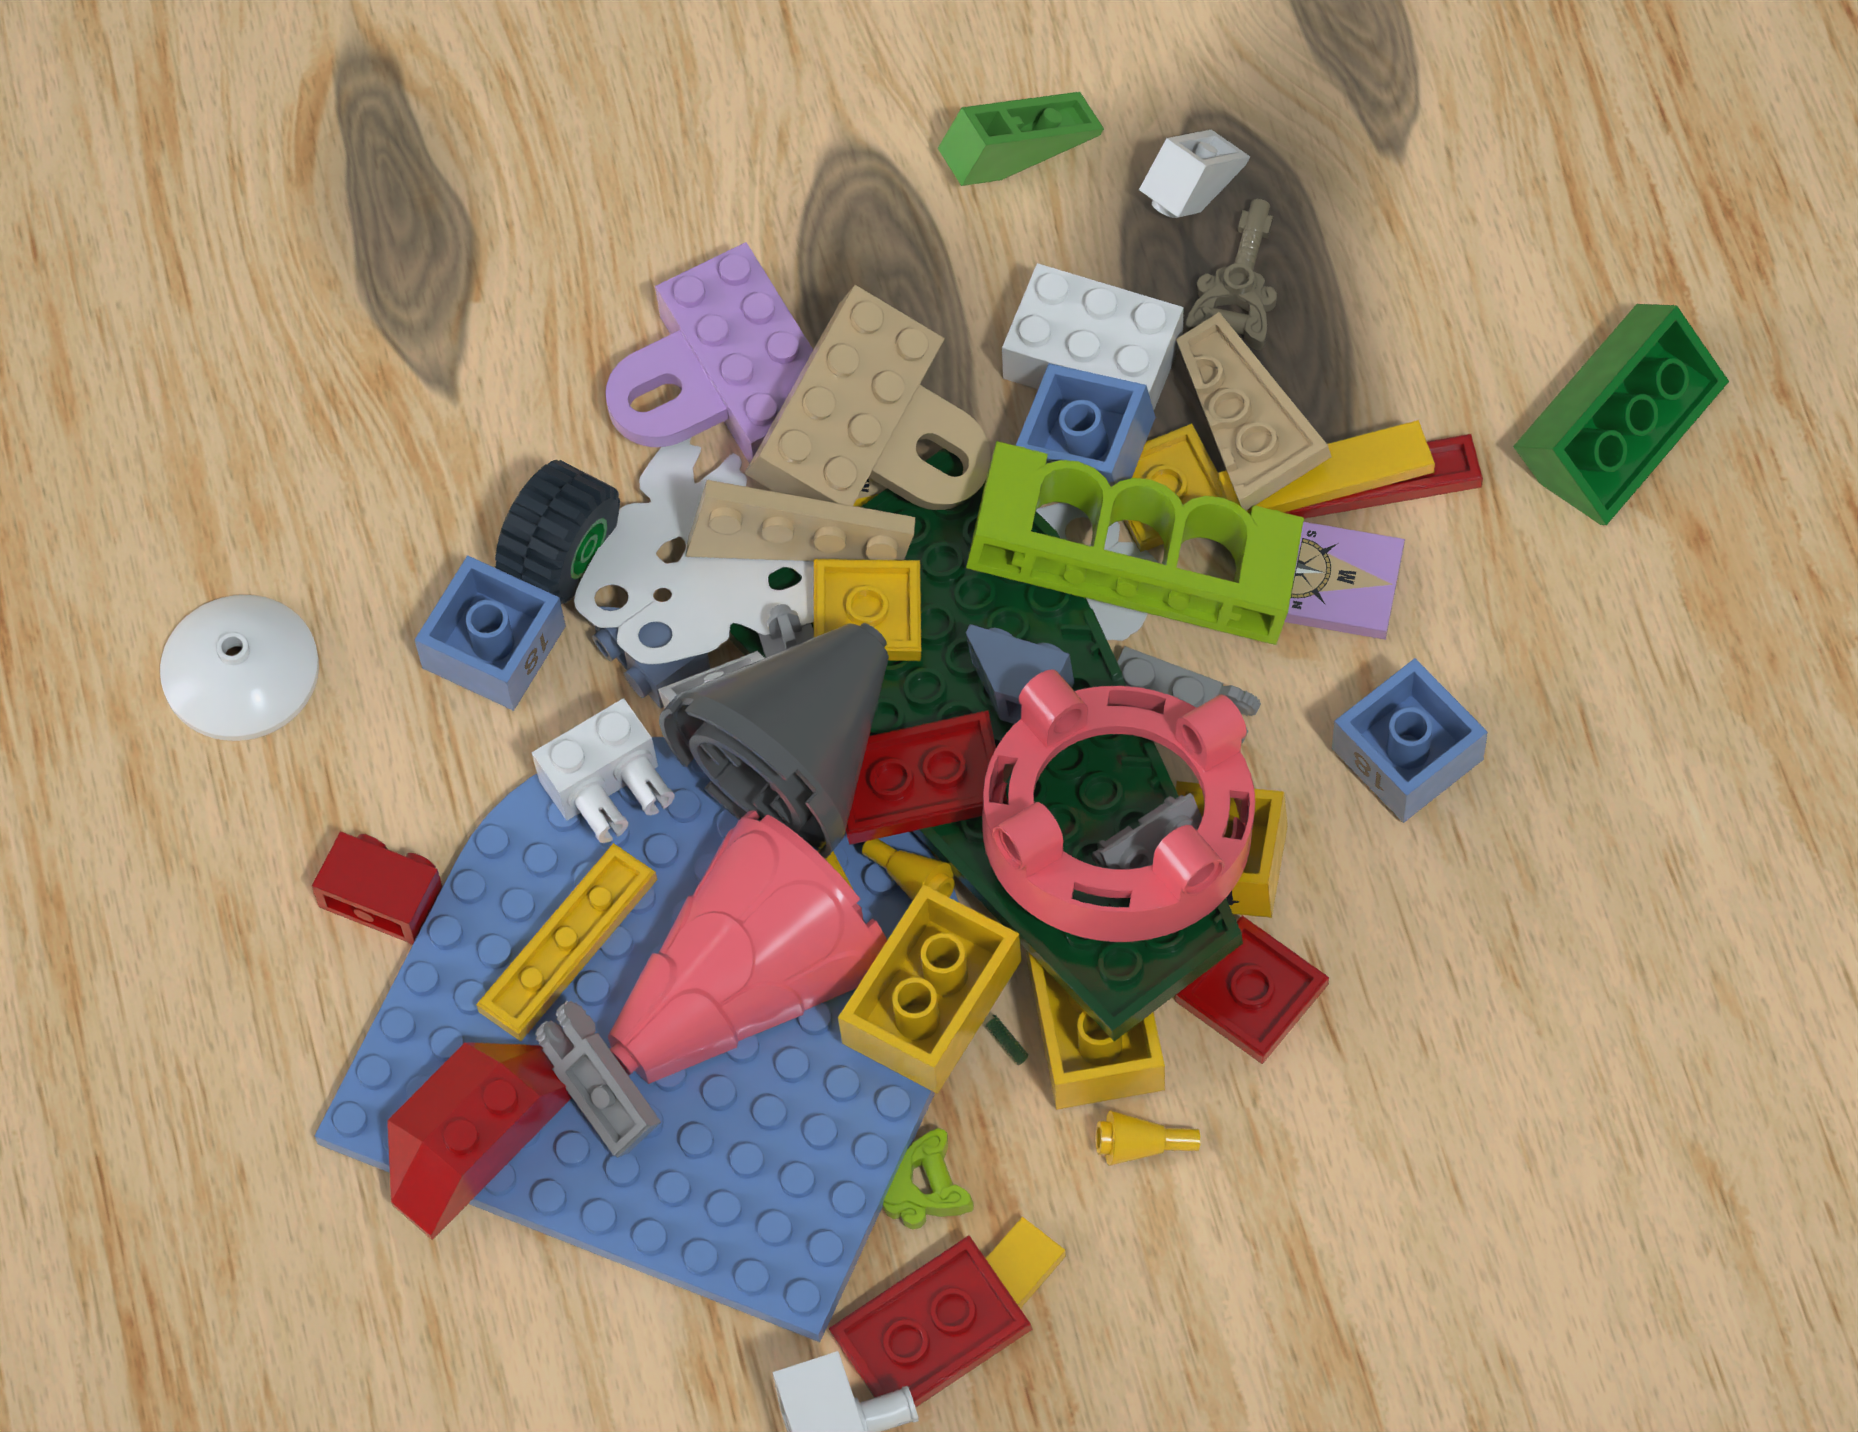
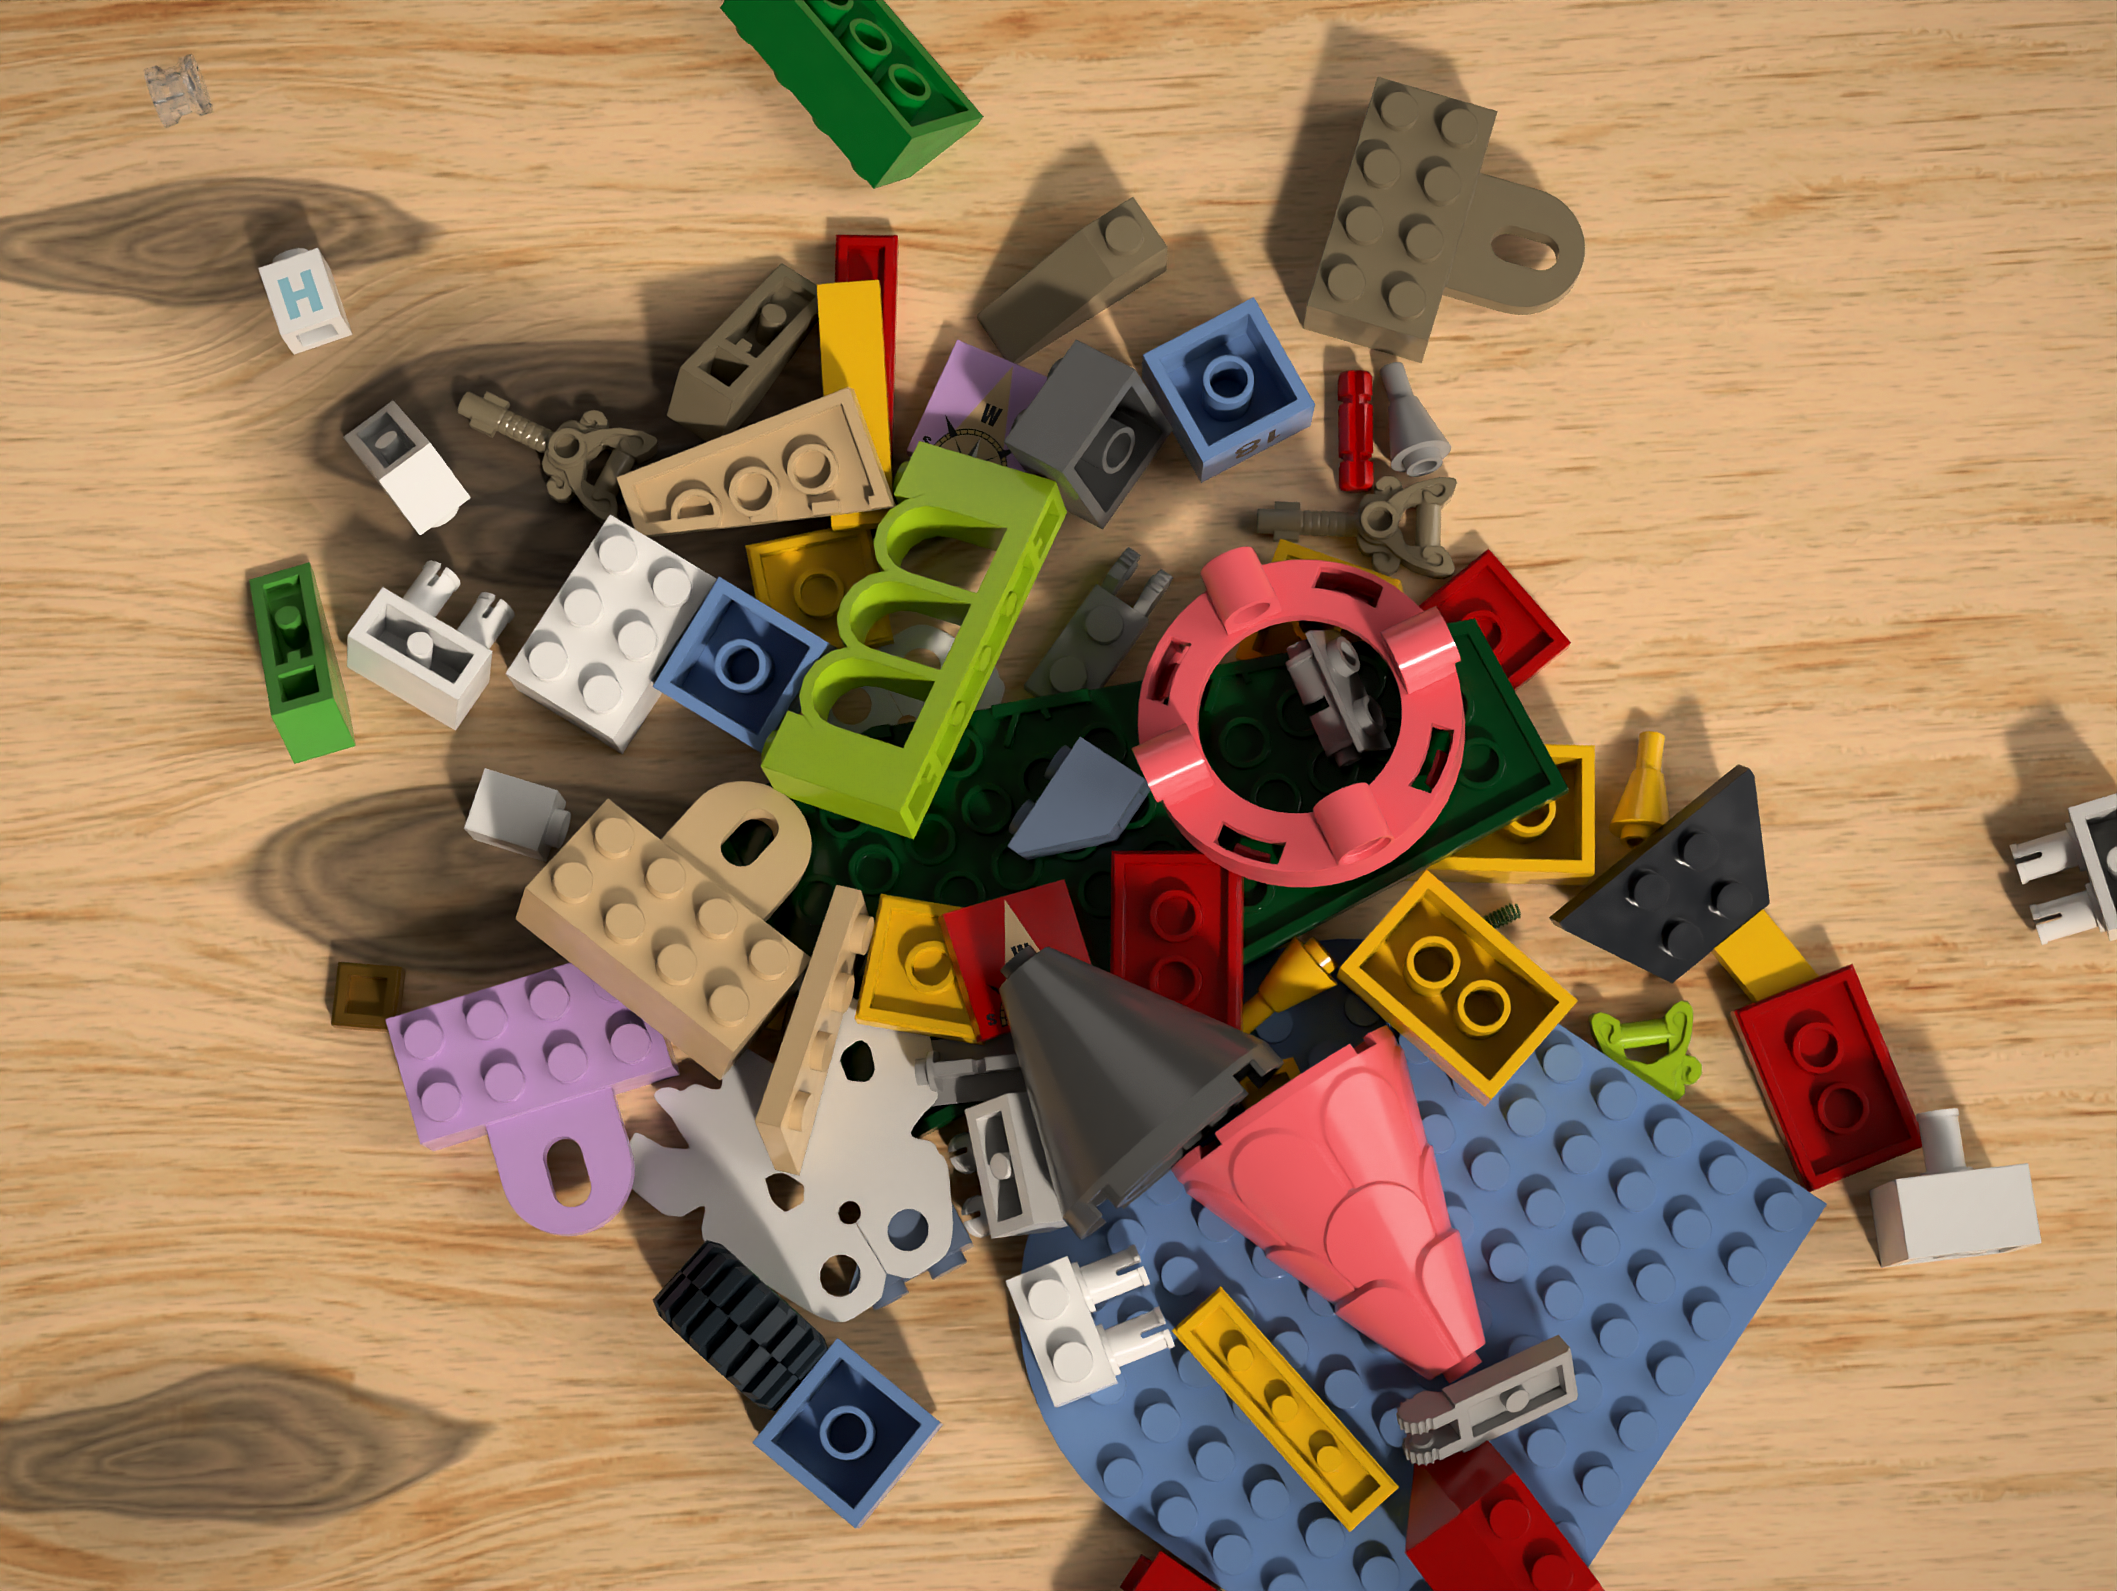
camera: 80 degrees left, 15 degrees up
(771, 242) = (367, 996): none -> pearl gold tile
(915, 664) = (993, 932): none -> red tile
(934, 300) = (517, 815): none -> white brick
(1041, 202) = (421, 657): none -> white brick
(1065, 1171) = (1680, 885): none -> black wing
(1311, 73) = (304, 299): none -> white brick
(1329, 890) = (1377, 525): none -> dark tan piece
(1337, 635) = (1090, 432): none -> dark grey brick
(1345, 384) = (744, 356): none -> dark tan slope
(1406, 857) = (1355, 431): none -> red axle
(1411, 900) = (1414, 437): none -> light grey cone
(1479, 618) = (1076, 282): none -> dark tan slope
(1598, 861) = (1423, 224): none -> dark tan brick

